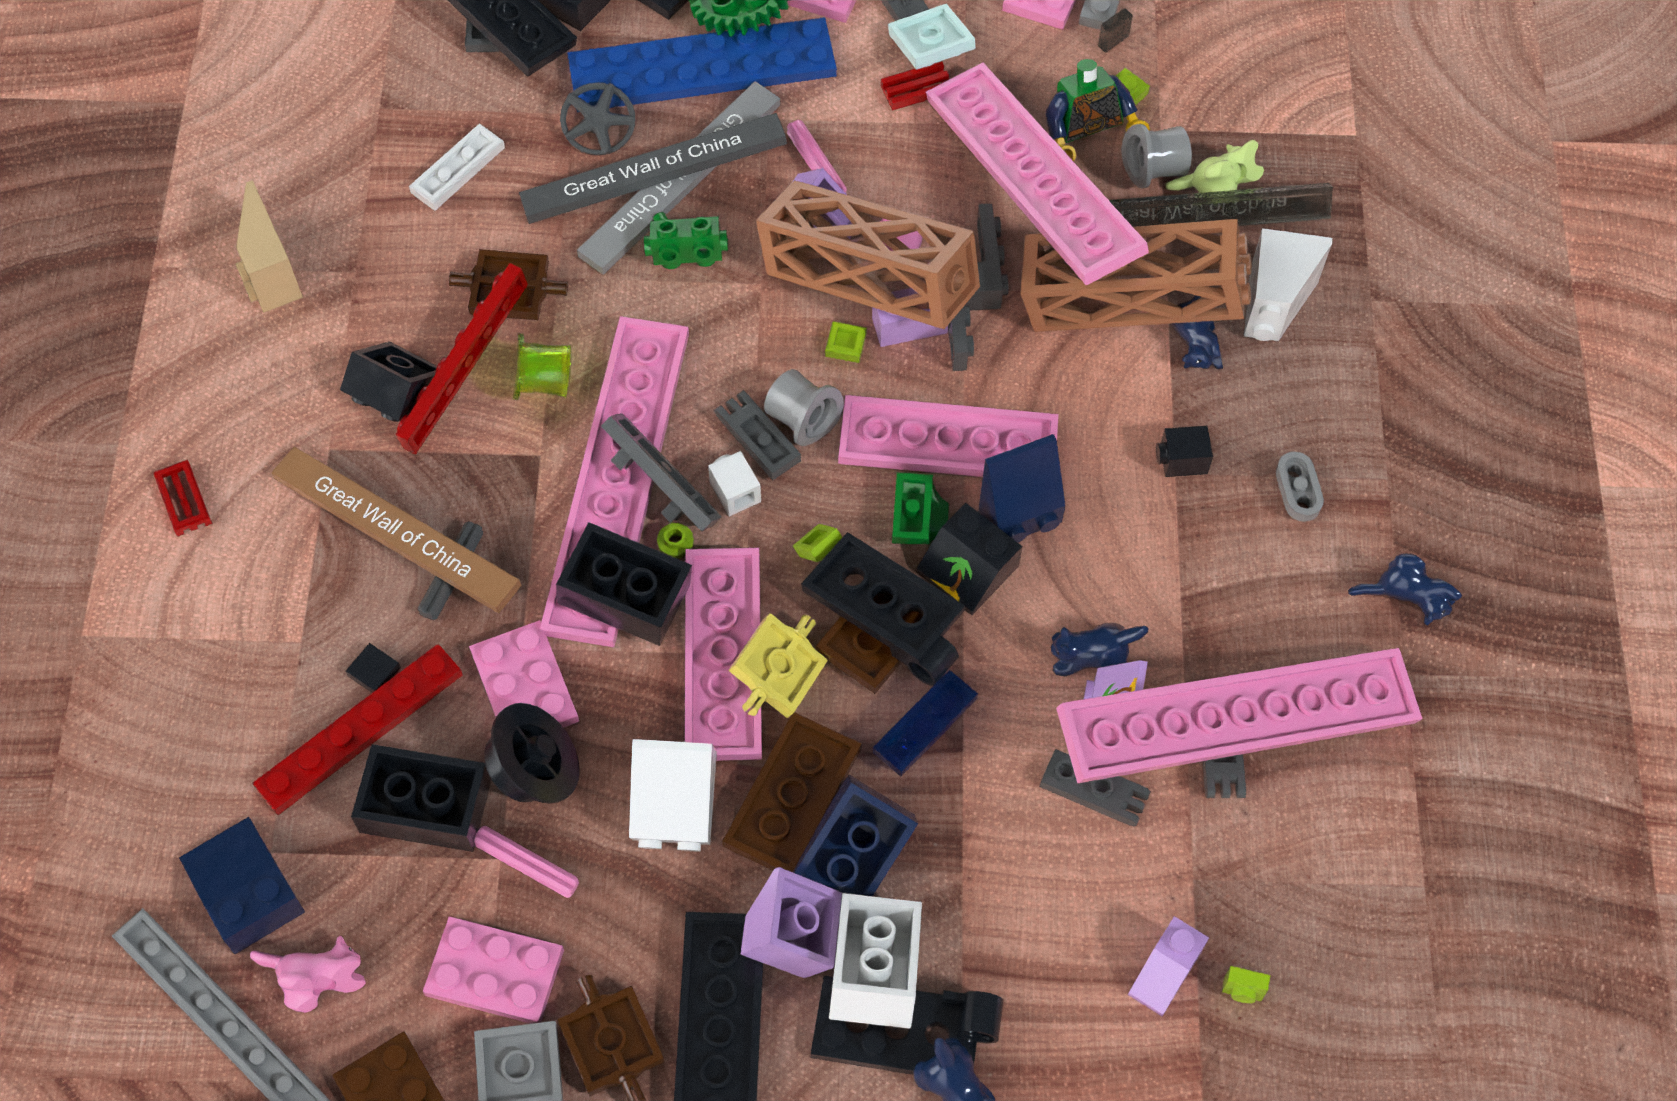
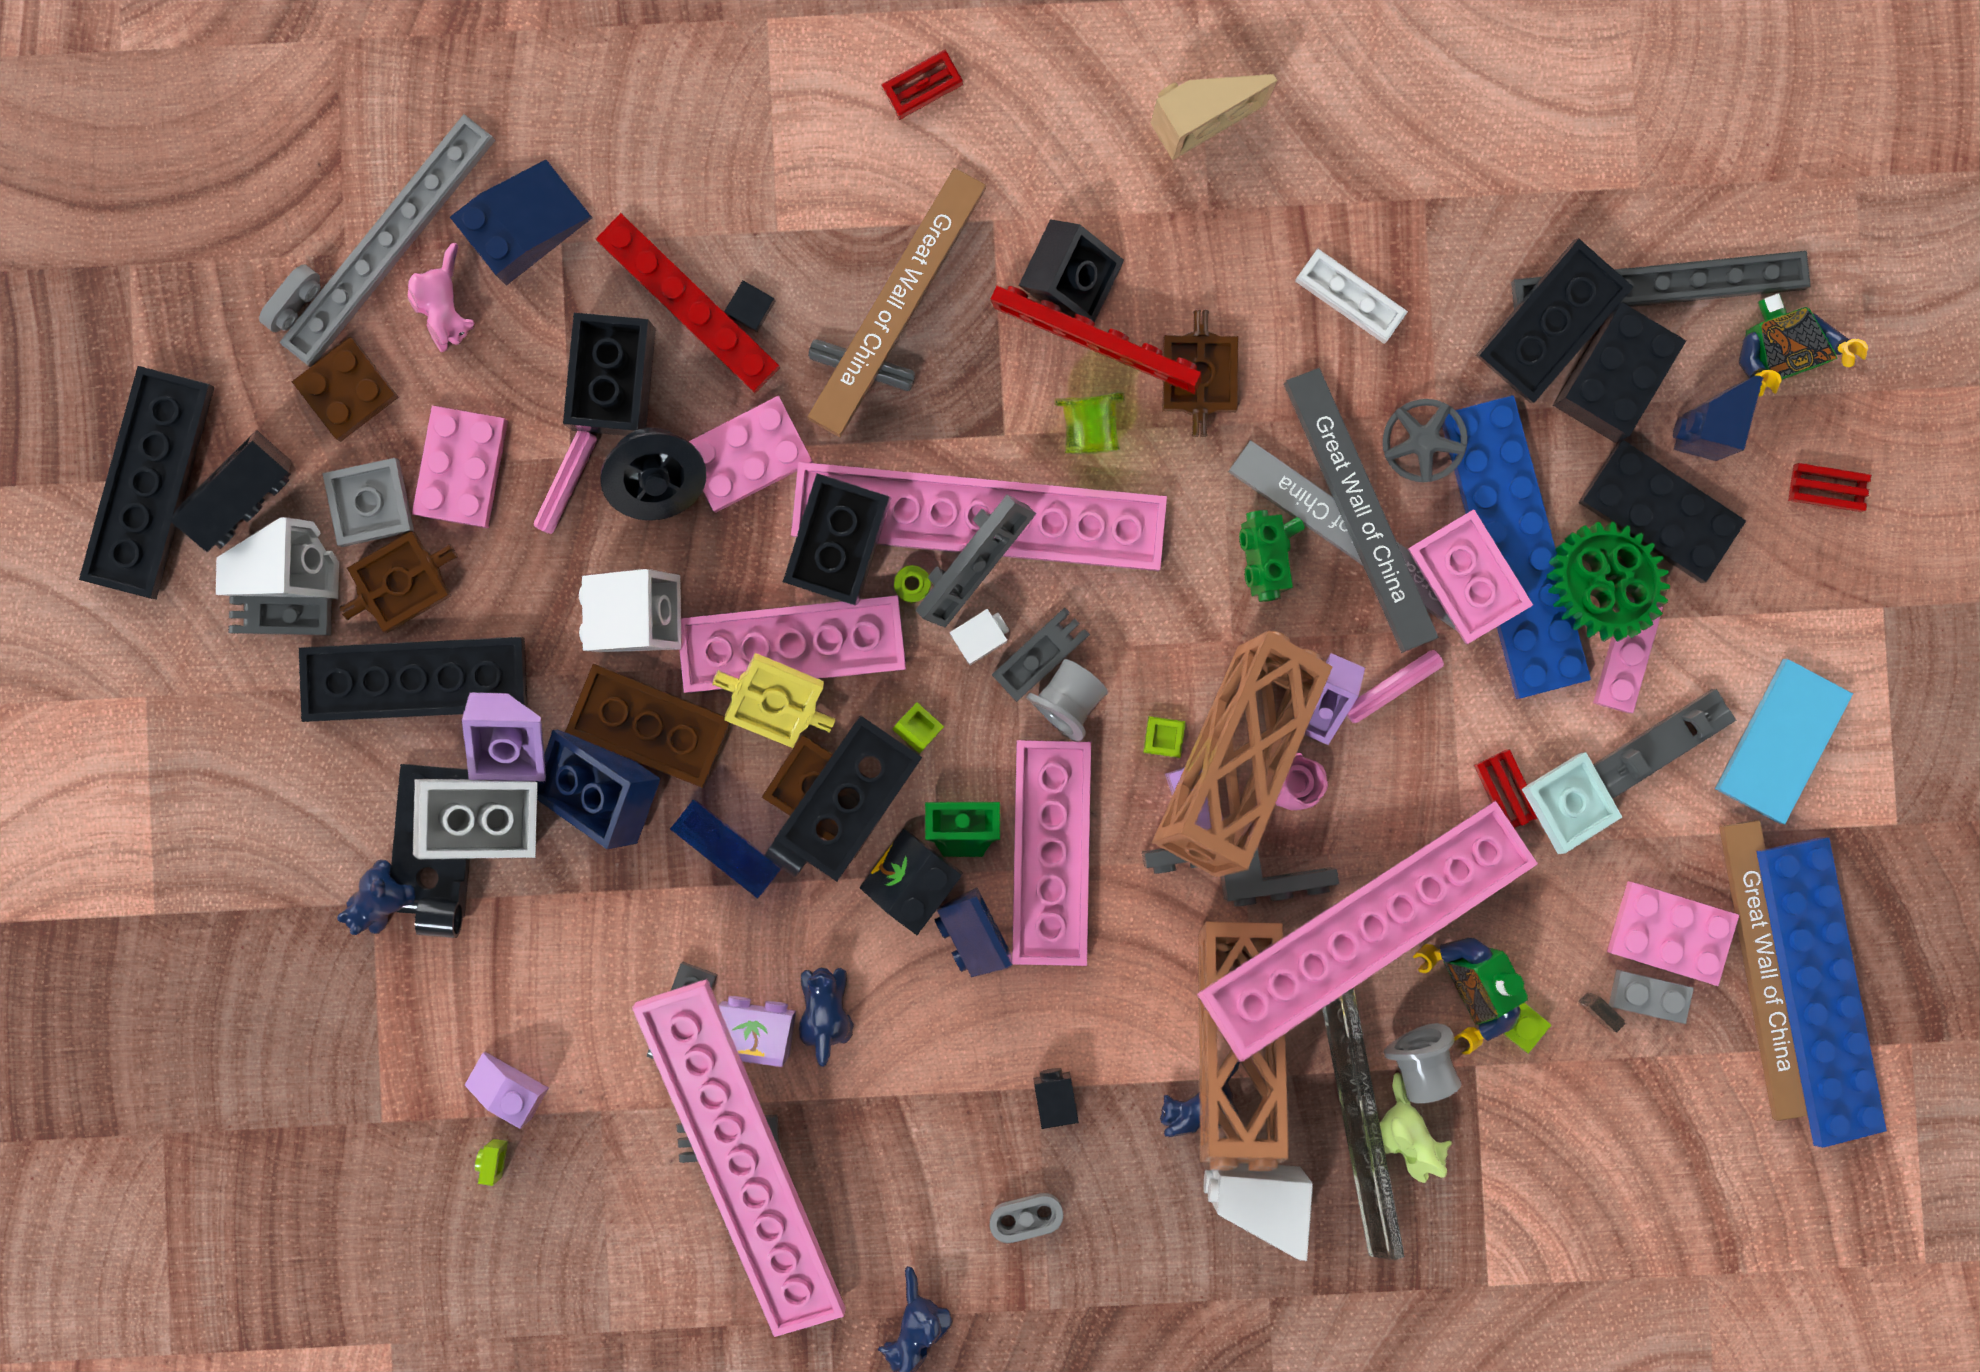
camera: 85 degrees right, 25 degrees up
(724, 88) = (1470, 577): none -> bright pink plate

